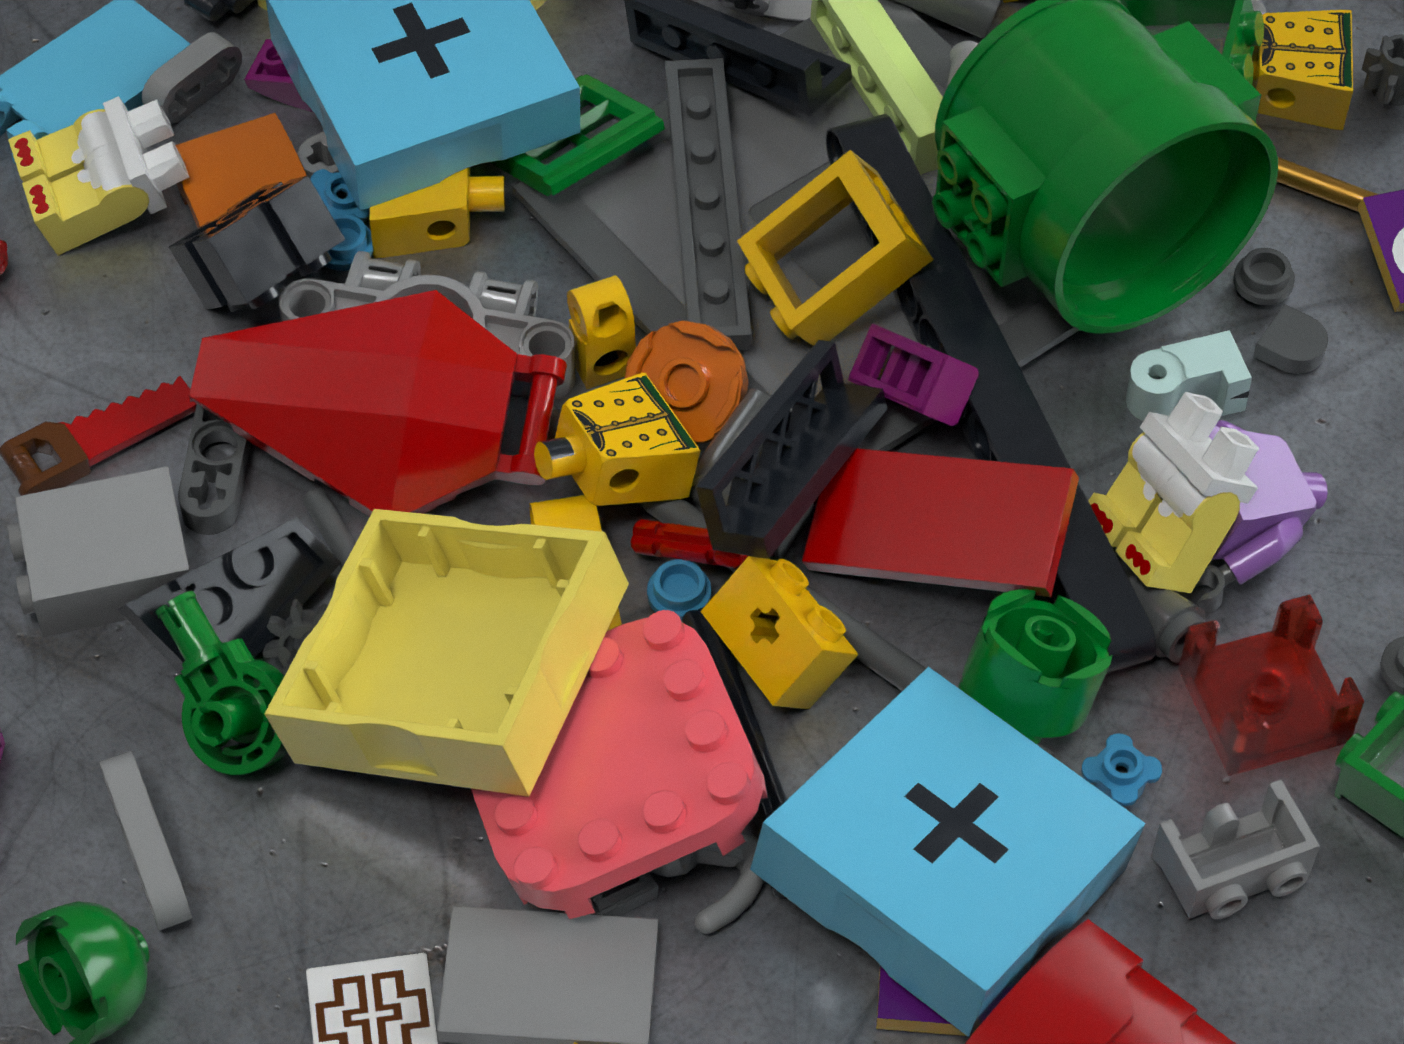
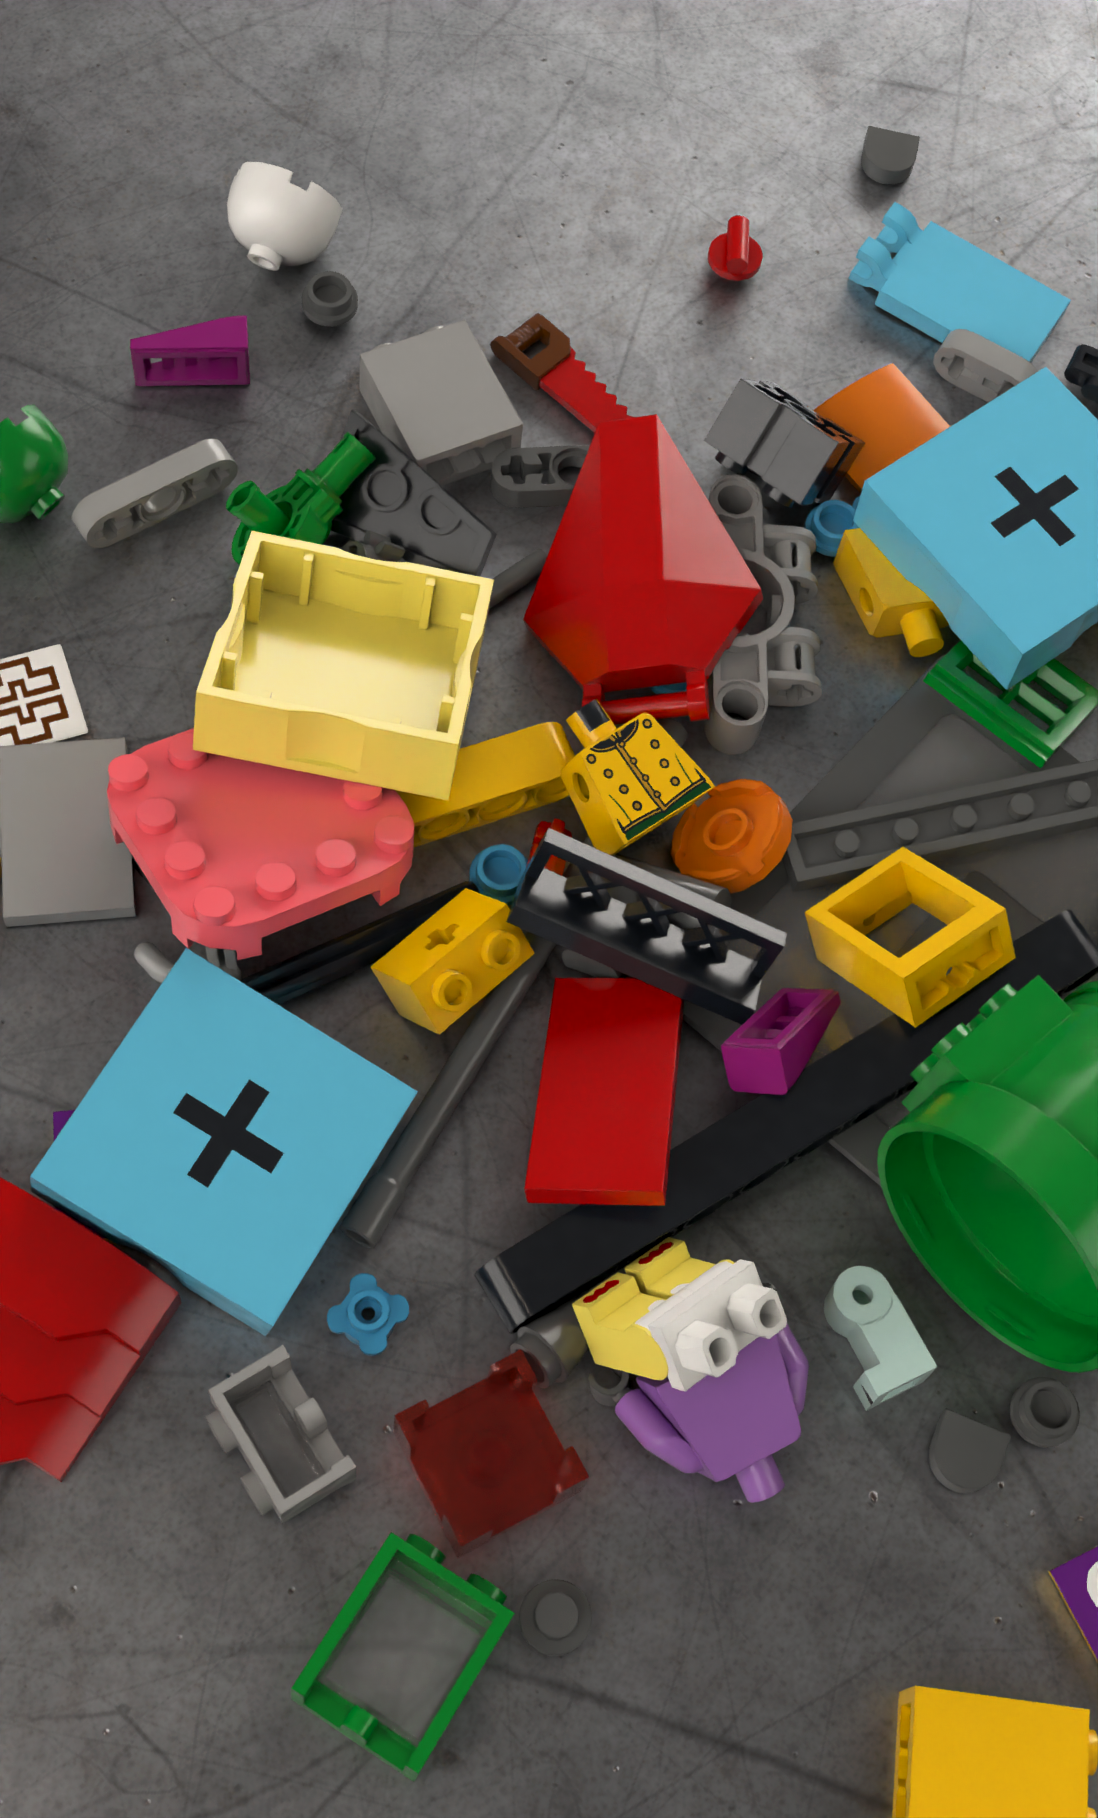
camera: 70 degrees right, 10 degrees up
(97, 172) = (843, 312): hips -> none
(601, 324) = (775, 745): yellow leg -> none
(1037, 663) = (456, 1234): green brick -> none

